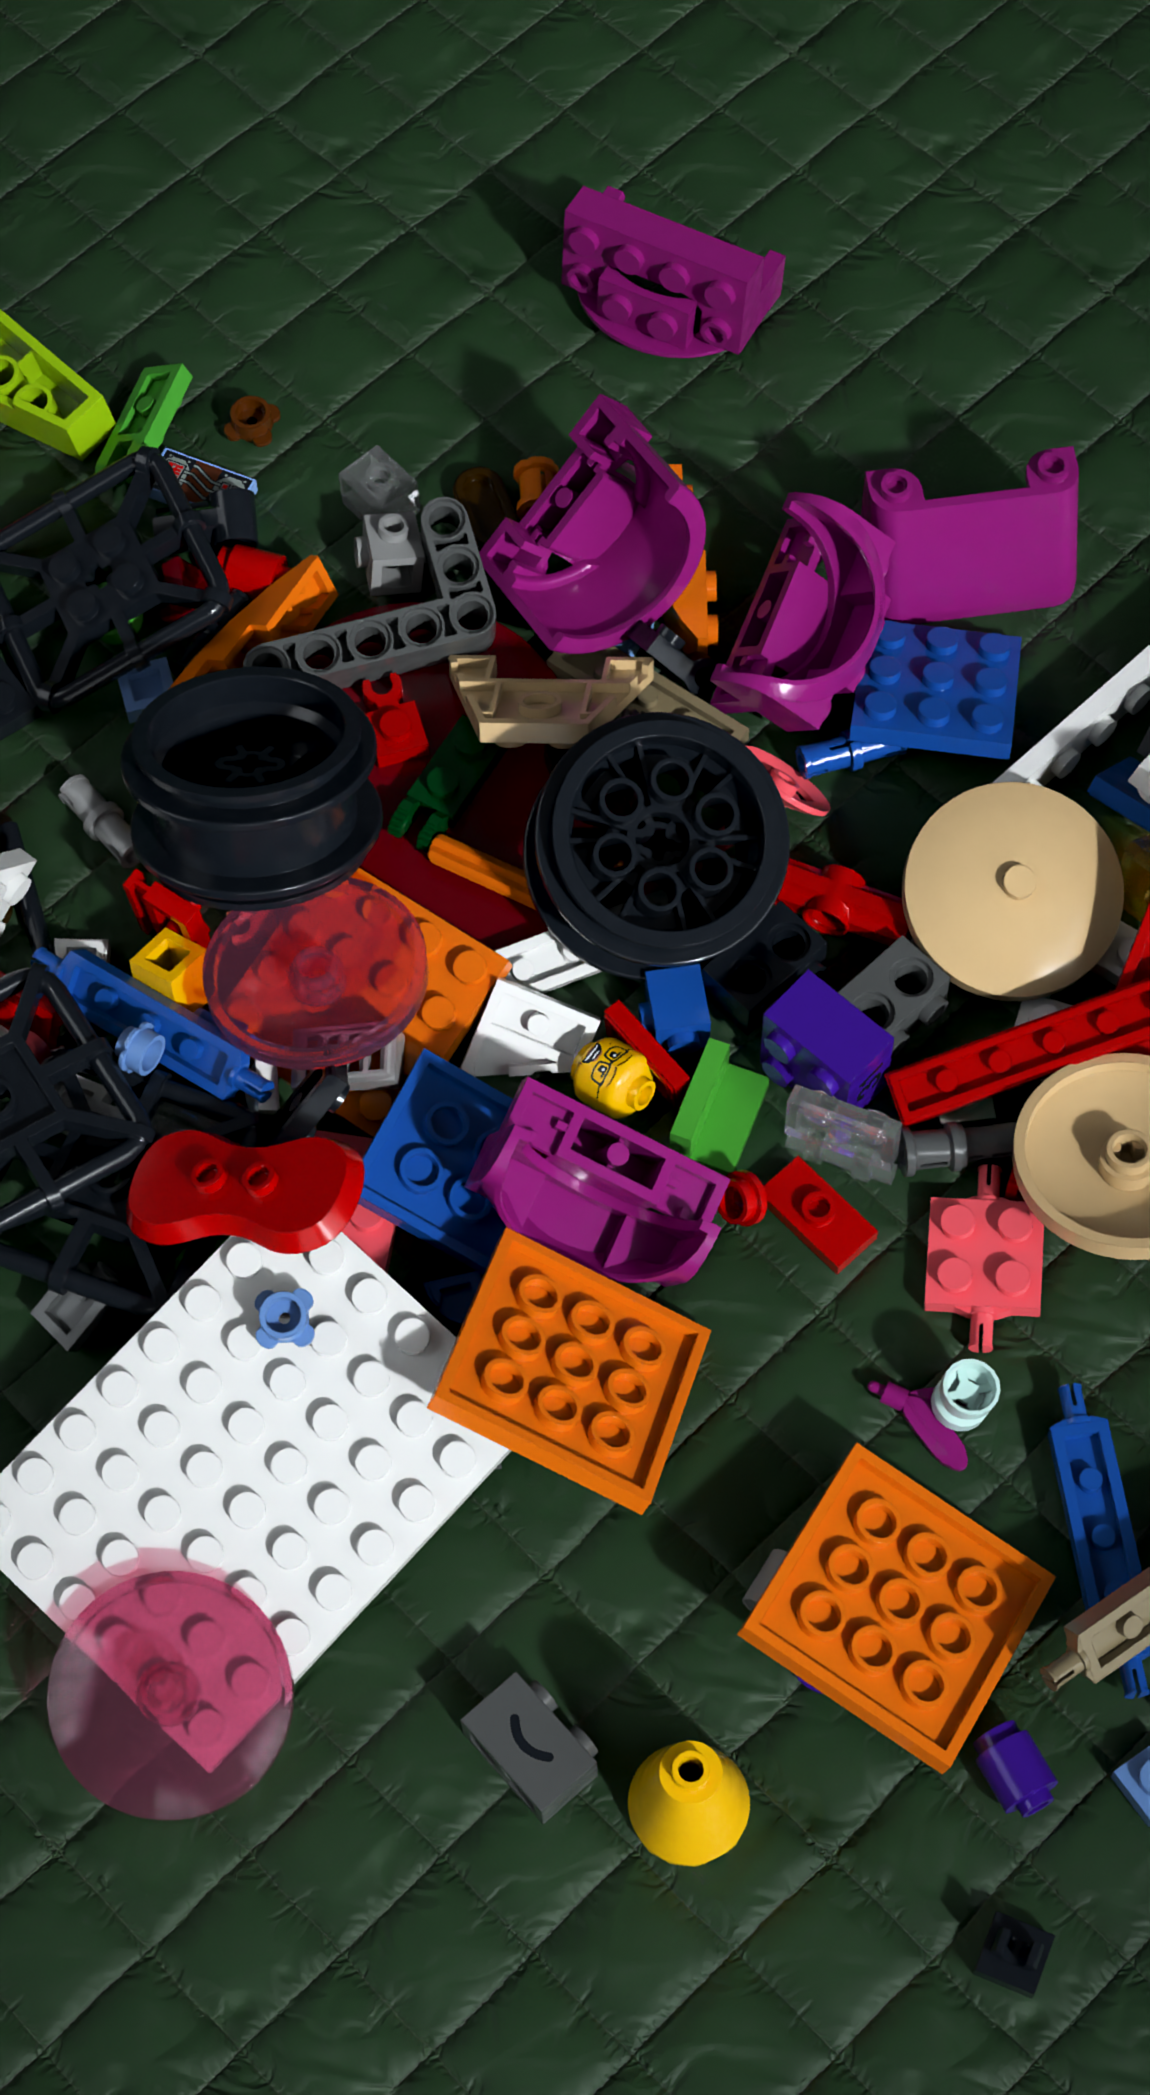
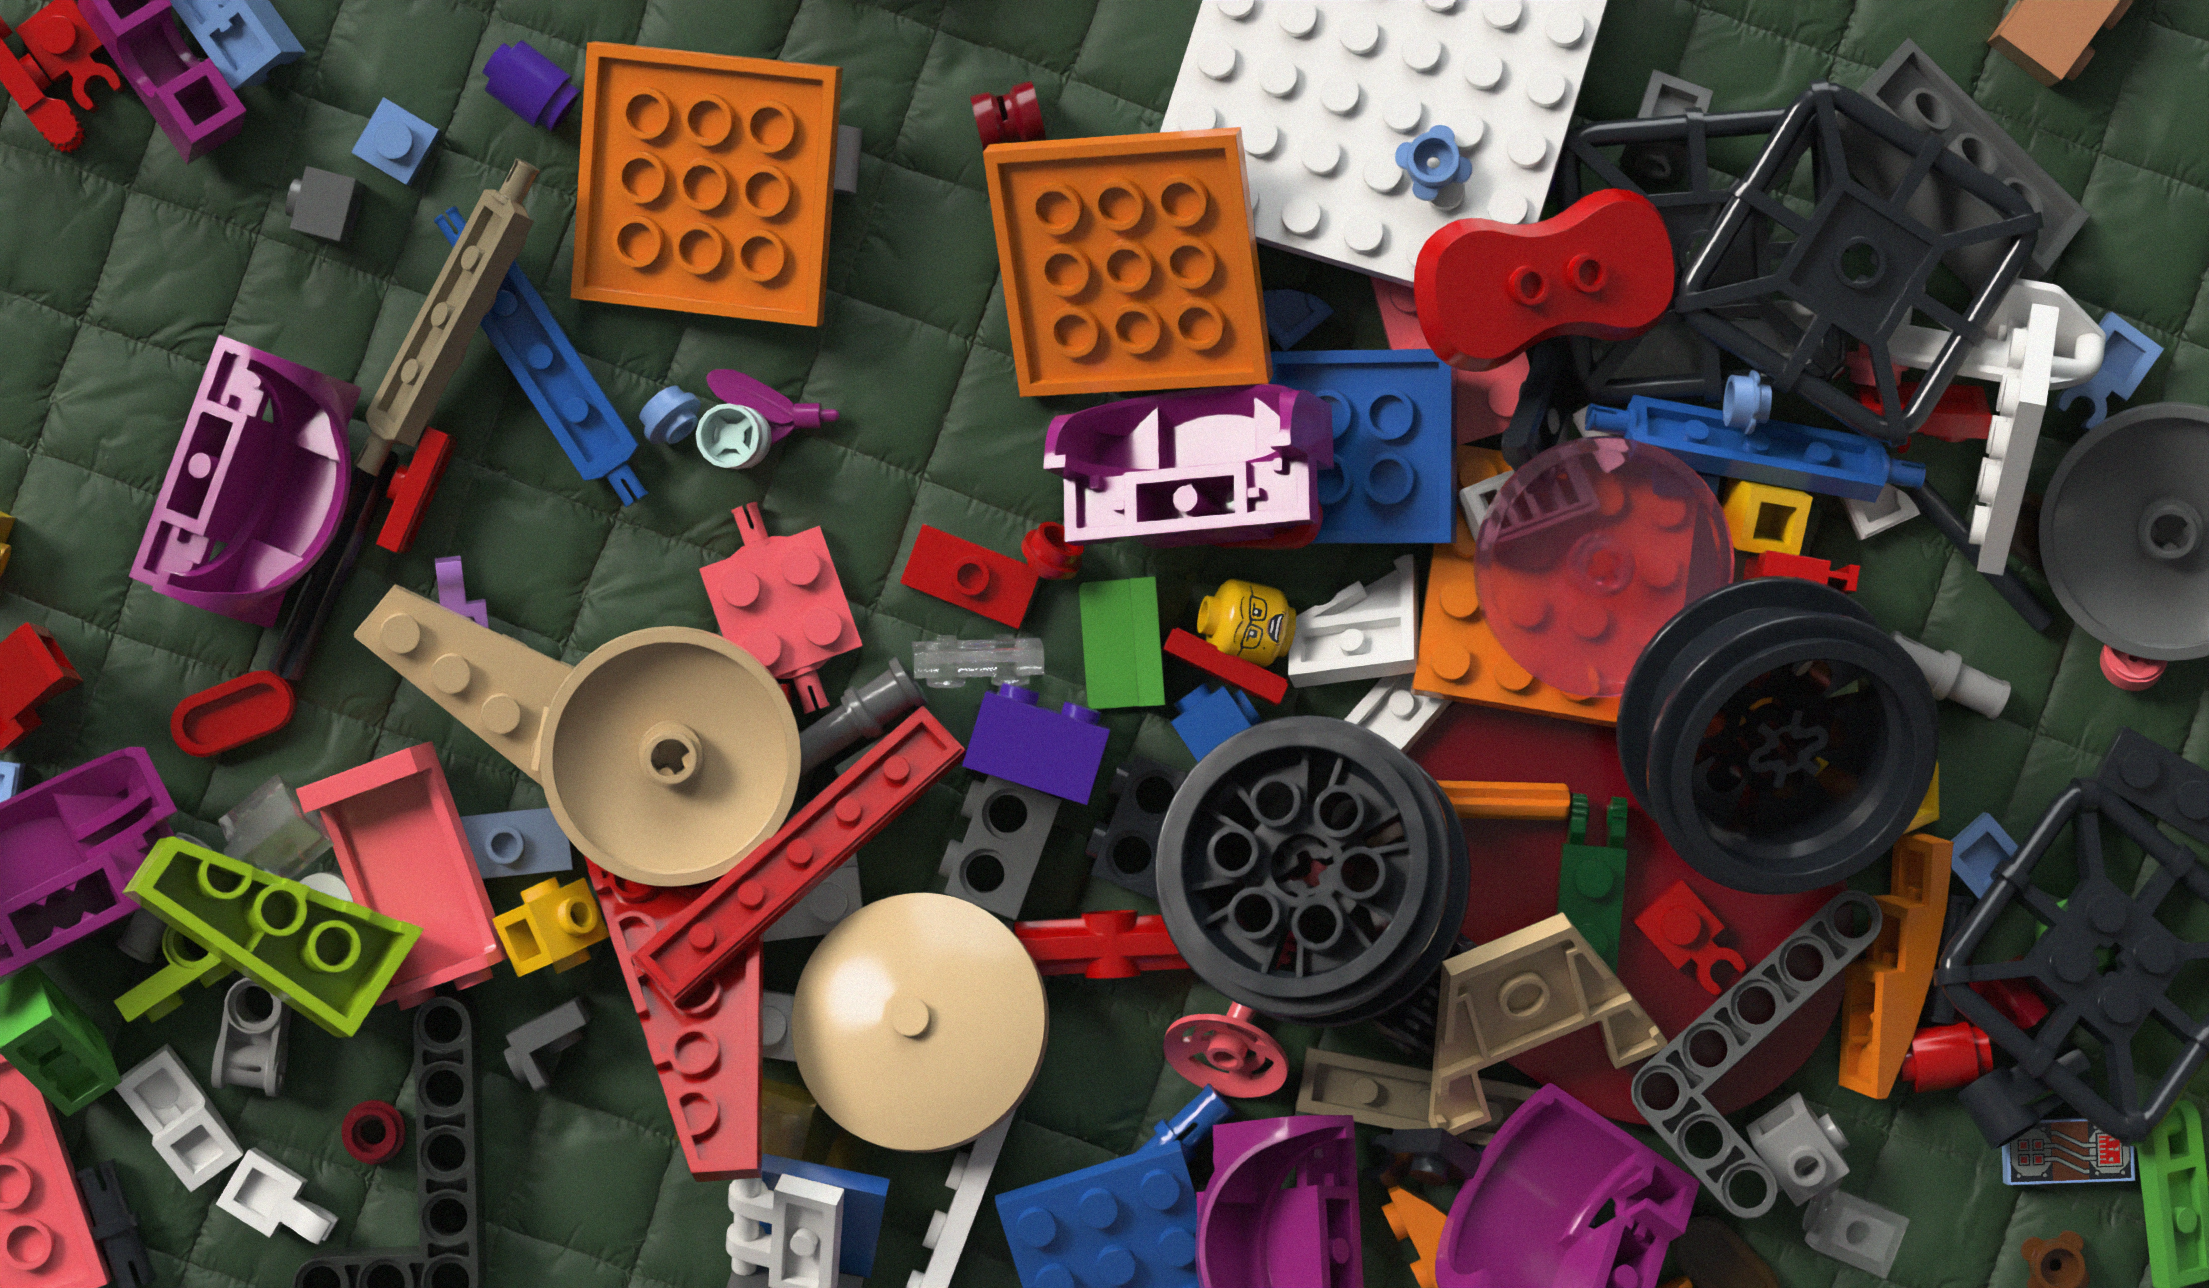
camera: 150 degrees right, 25 degrees up
(600, 1551) = (1009, 116): none -> dark red wheel
(1011, 1441) = (670, 415): none -> medium blue plate

